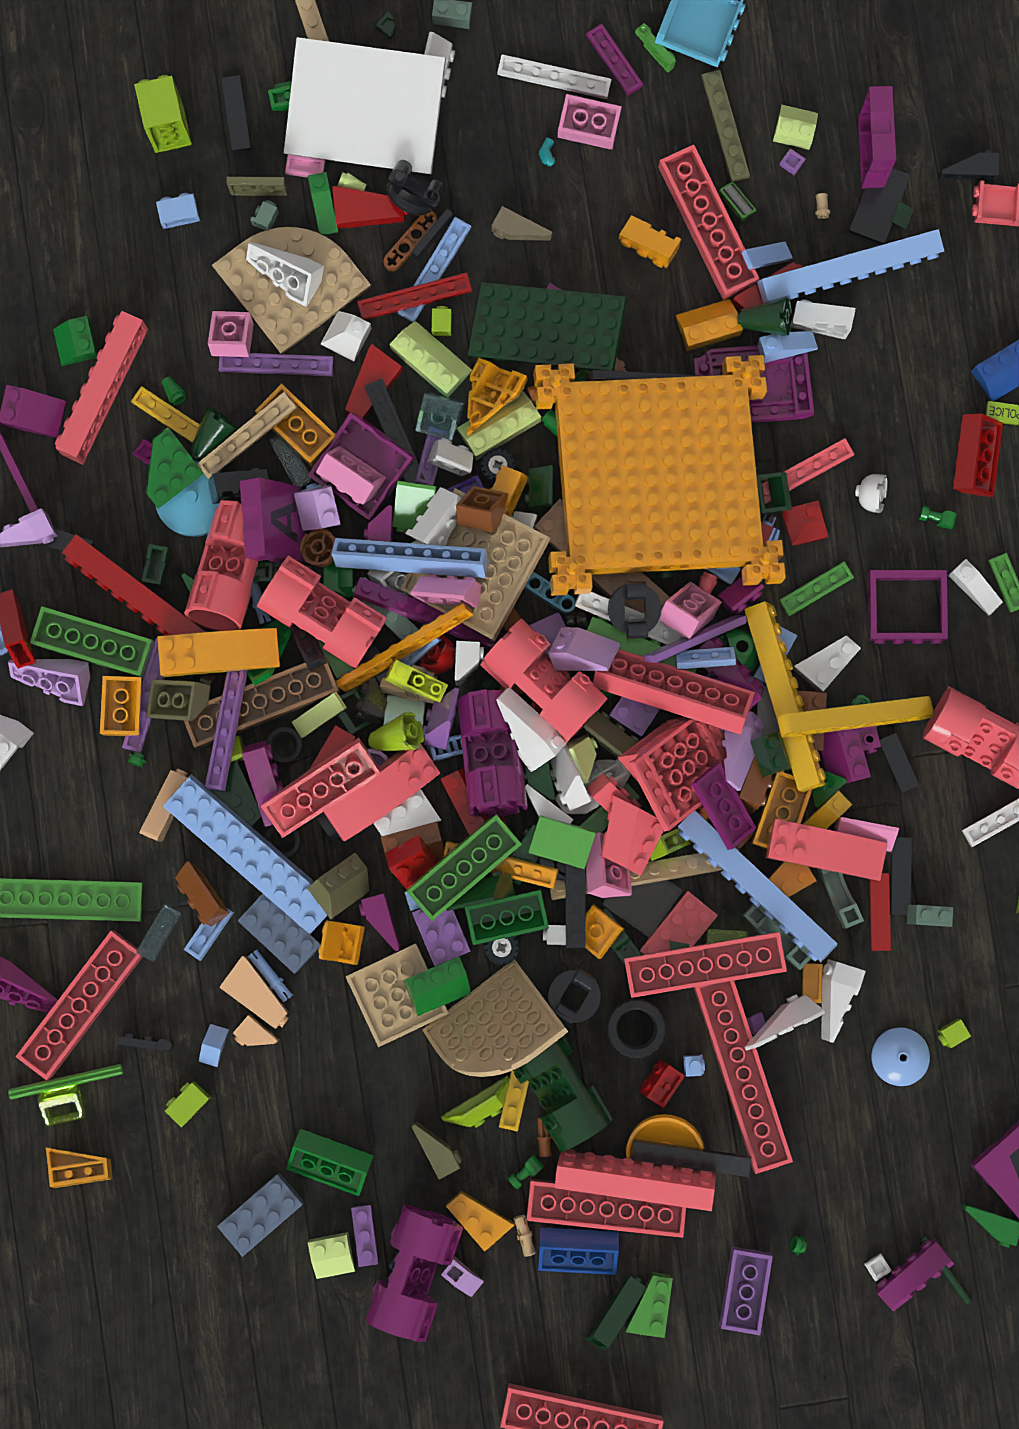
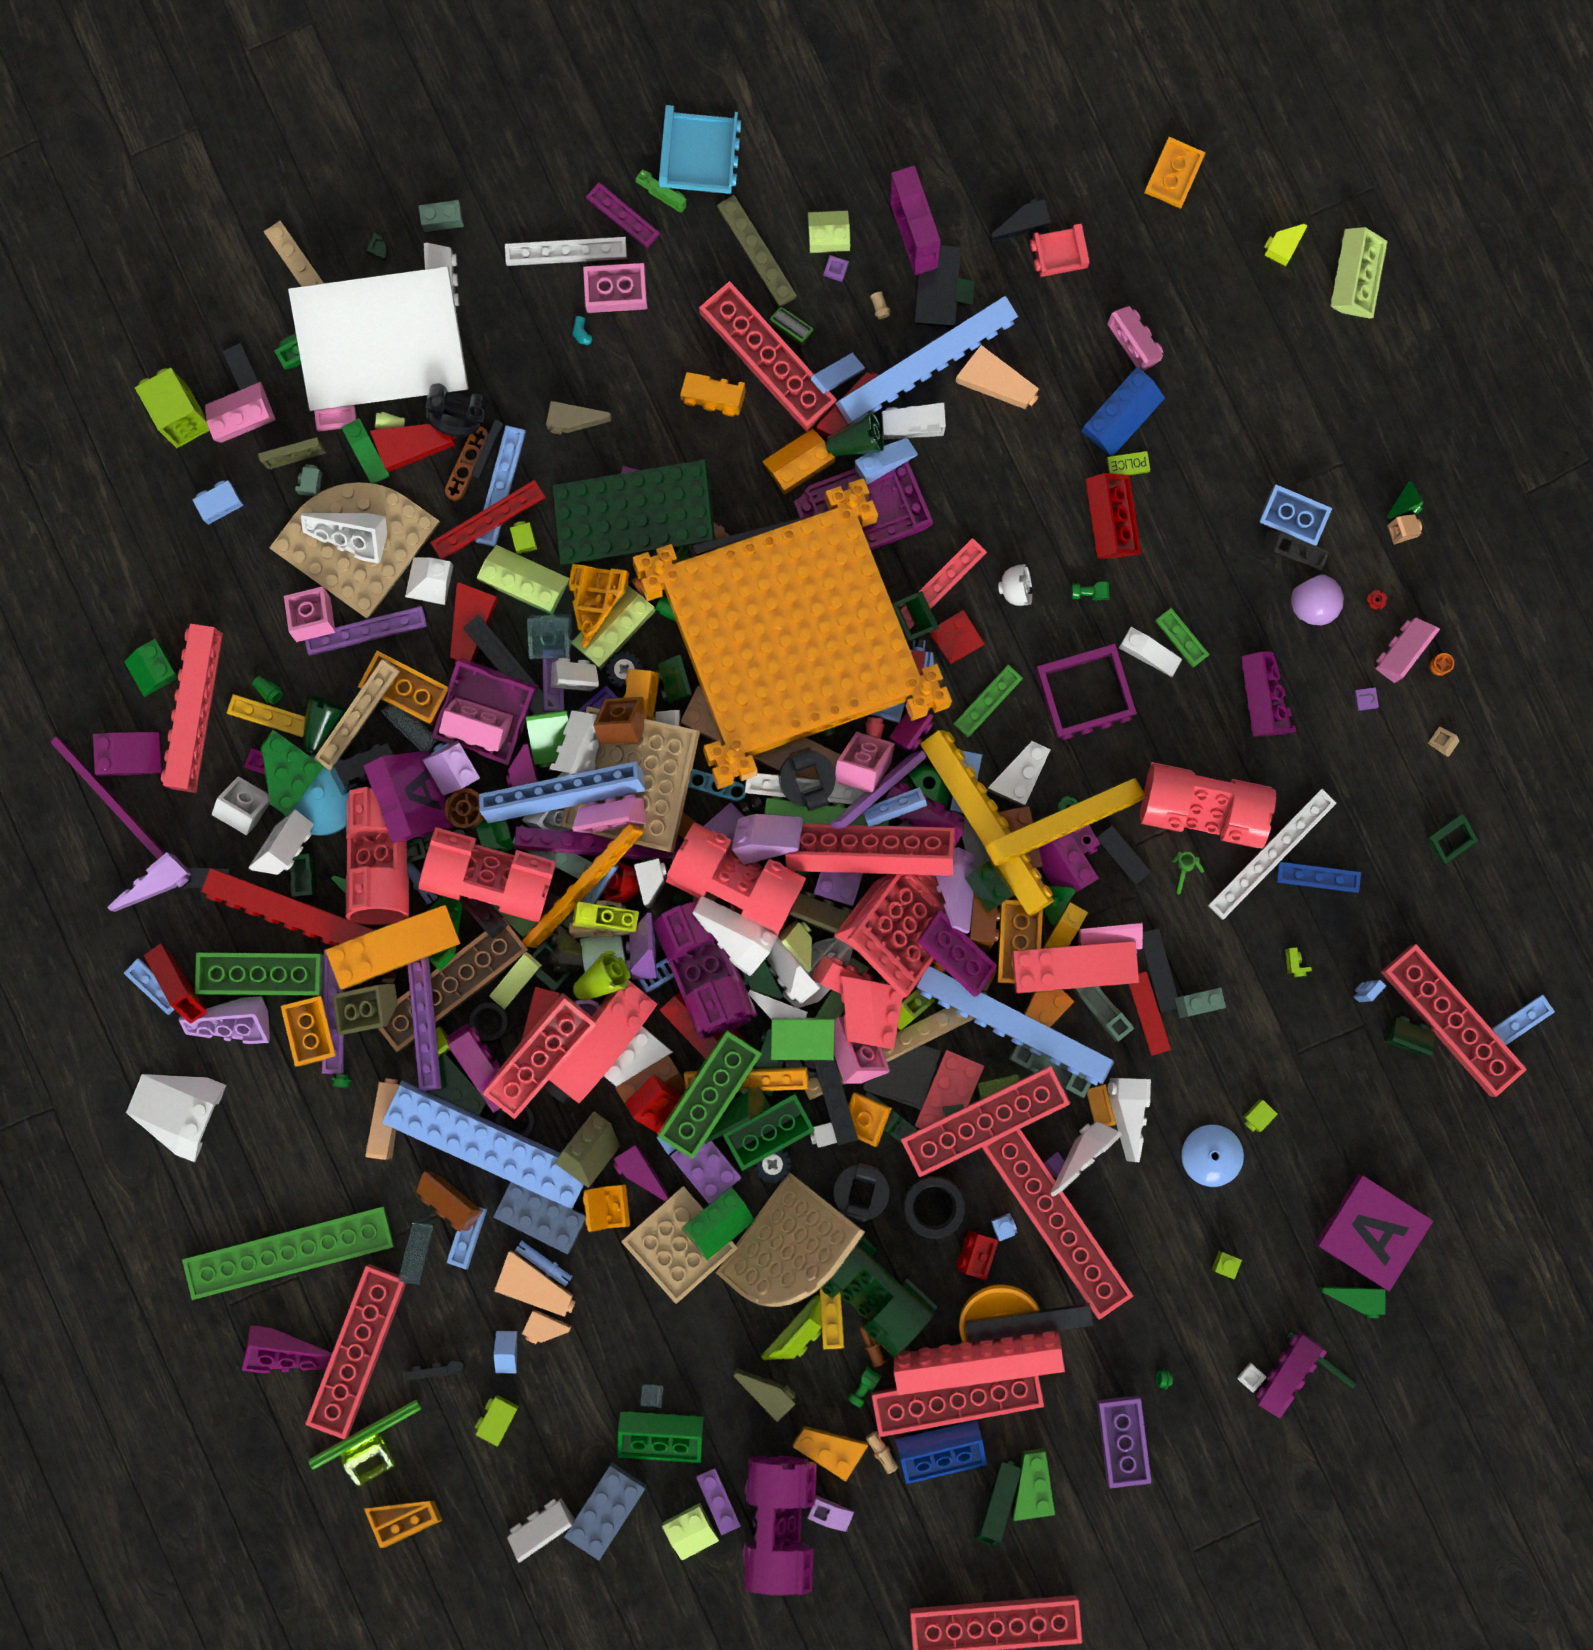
camera: 15 degrees left, 0 degrees up
(119, 487) = (241, 805): none -> white slope
(147, 532) = (283, 844): none -> white slope
(197, 1212) = (540, 1529): none -> white slope
(220, 137) = (238, 413): none -> bright pink slope
(332, 1122) = (651, 1395): none -> clear light blue tile
(885, 1158) = (1226, 1265): none -> lime brick
(908, 302) = (997, 379): none -> light nougat slope
(954, 786) = (1186, 863): none -> bright green plant

